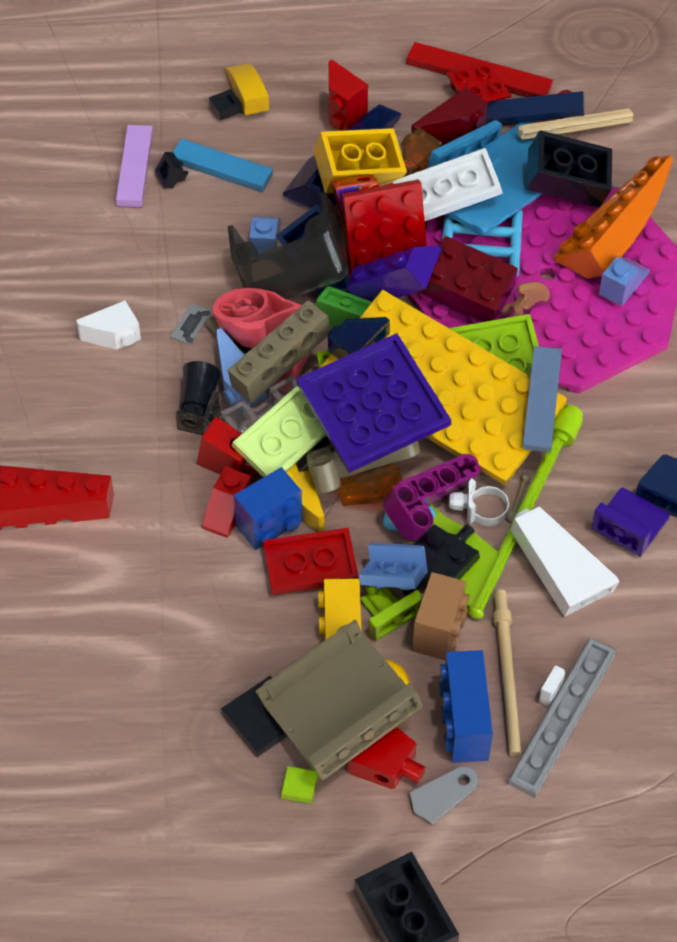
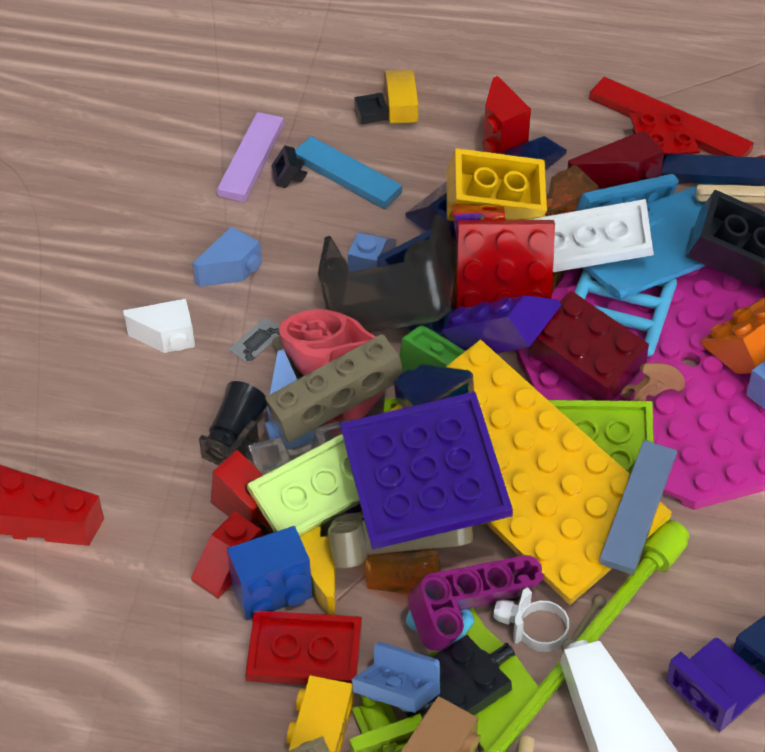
camera: 15 degrees right, 5 degrees down
(147, 259) = (228, 259): none -> medium blue slope

